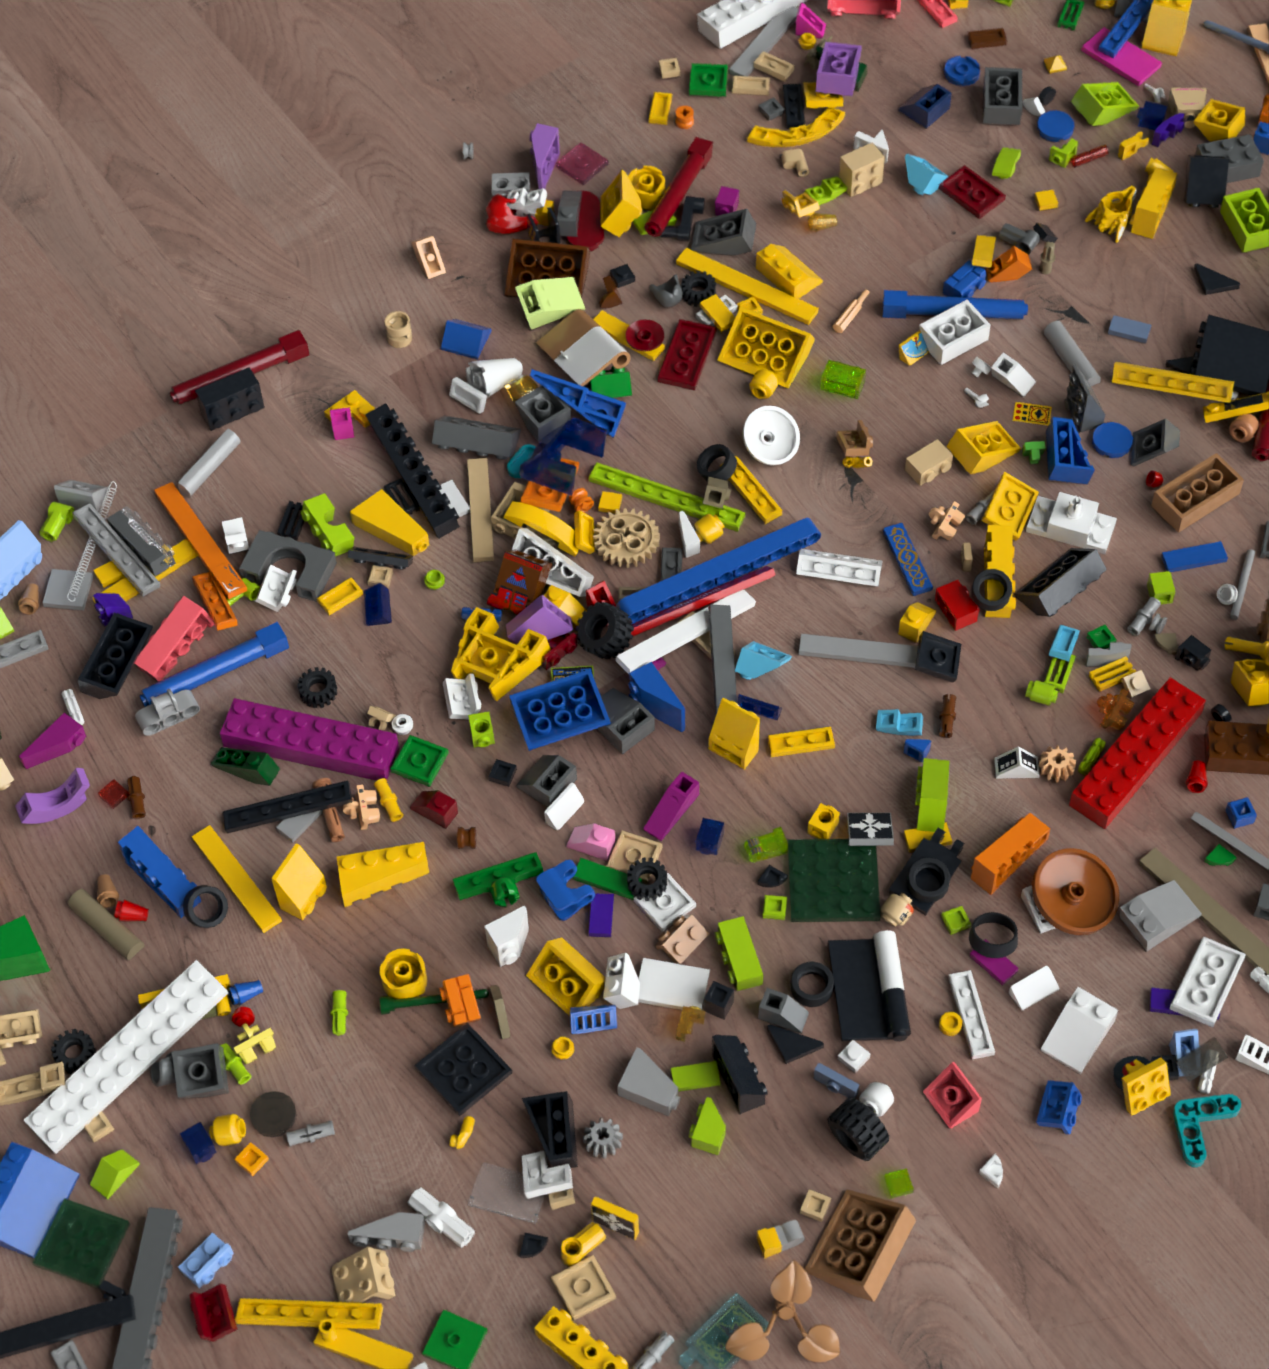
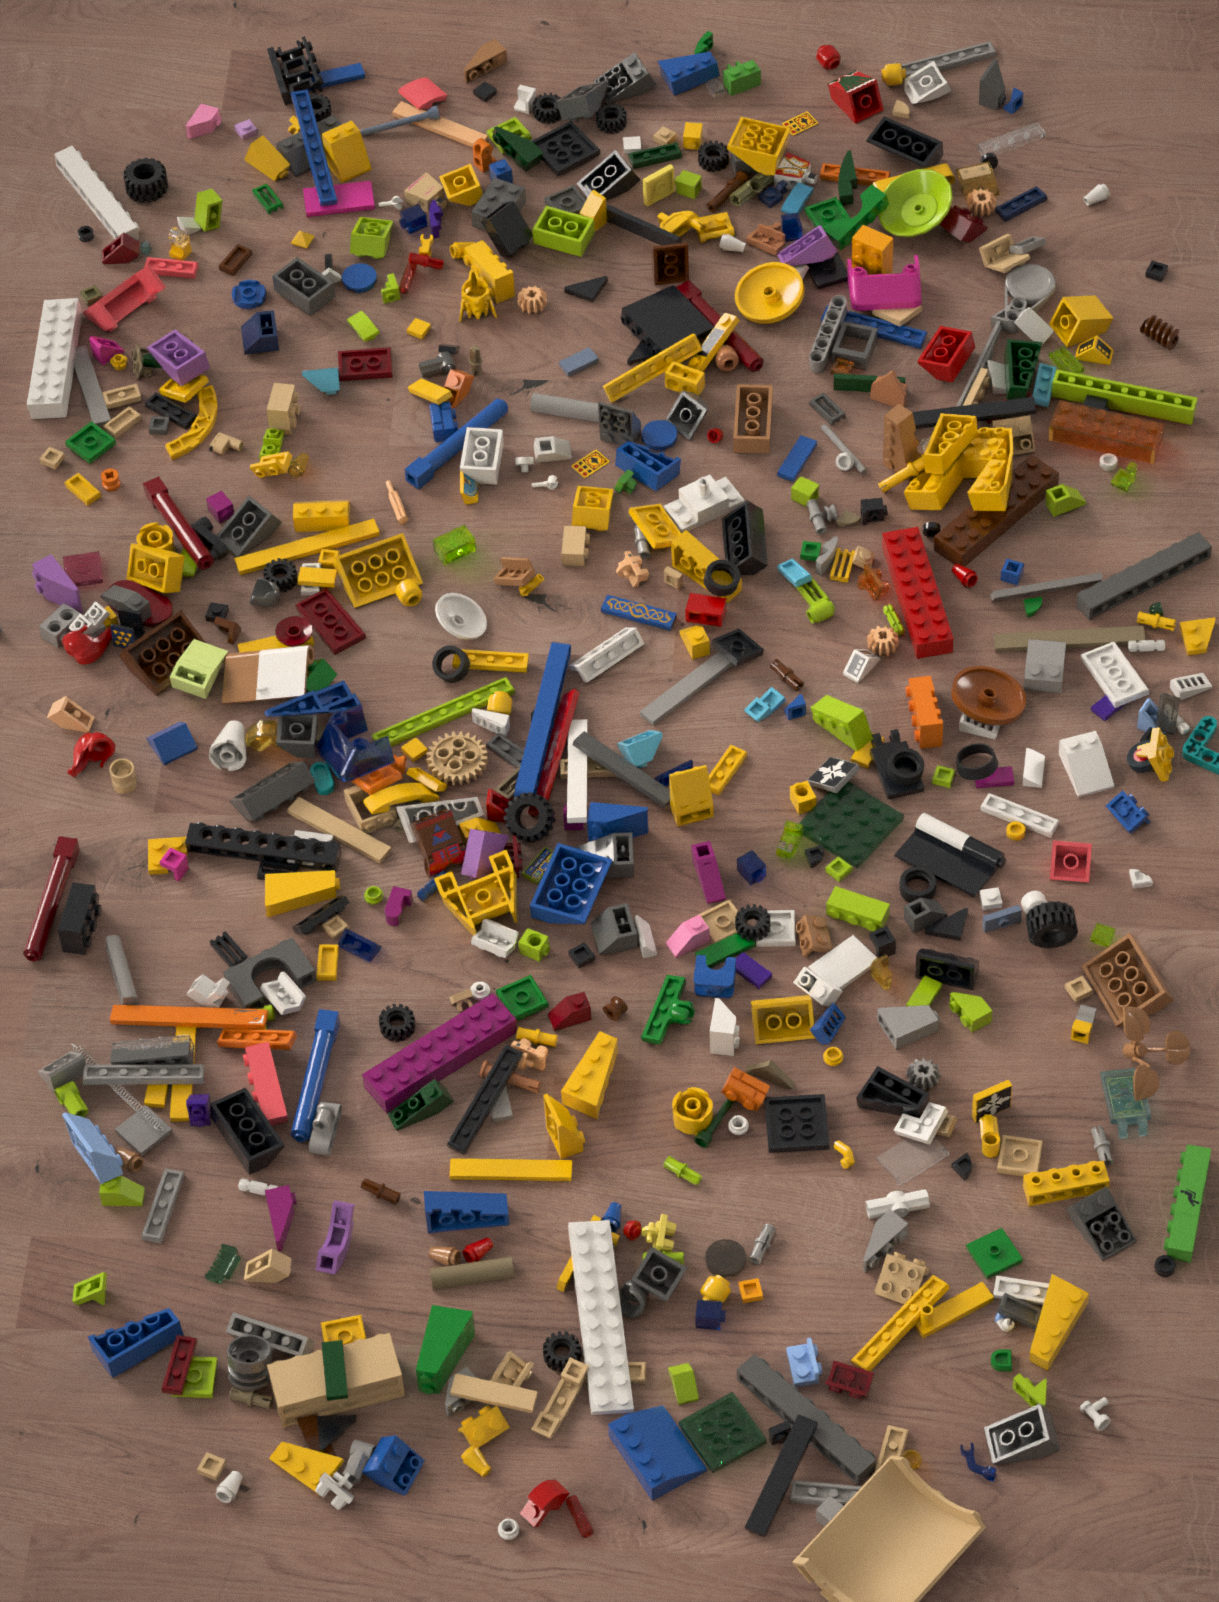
camera: 50 degrees left, 5 degrees down
(113, 794) = (362, 1206): clear red tile -> none
(221, 910) = (513, 1201): black tyre -> none
(317, 513) = (246, 930): lime arch -> none
(408, 290) = (91, 748): none -> red piece
(424, 1017) = (738, 1120): none -> white plate
(436, 602) = (396, 903): none -> magenta leg
(468, 395) = (230, 772): white tile -> none
(716, 492) = (475, 680): dark tan brick -> none
(879, 141) = (261, 390): white slope -> none
(897, 909) = (908, 800): tan head -> none
(1116, 153) = (425, 261): none -> red axle
(1157, 251) = (532, 299): none -> light nougat gear
(1186, 414) = (681, 377): none -> yellow brick

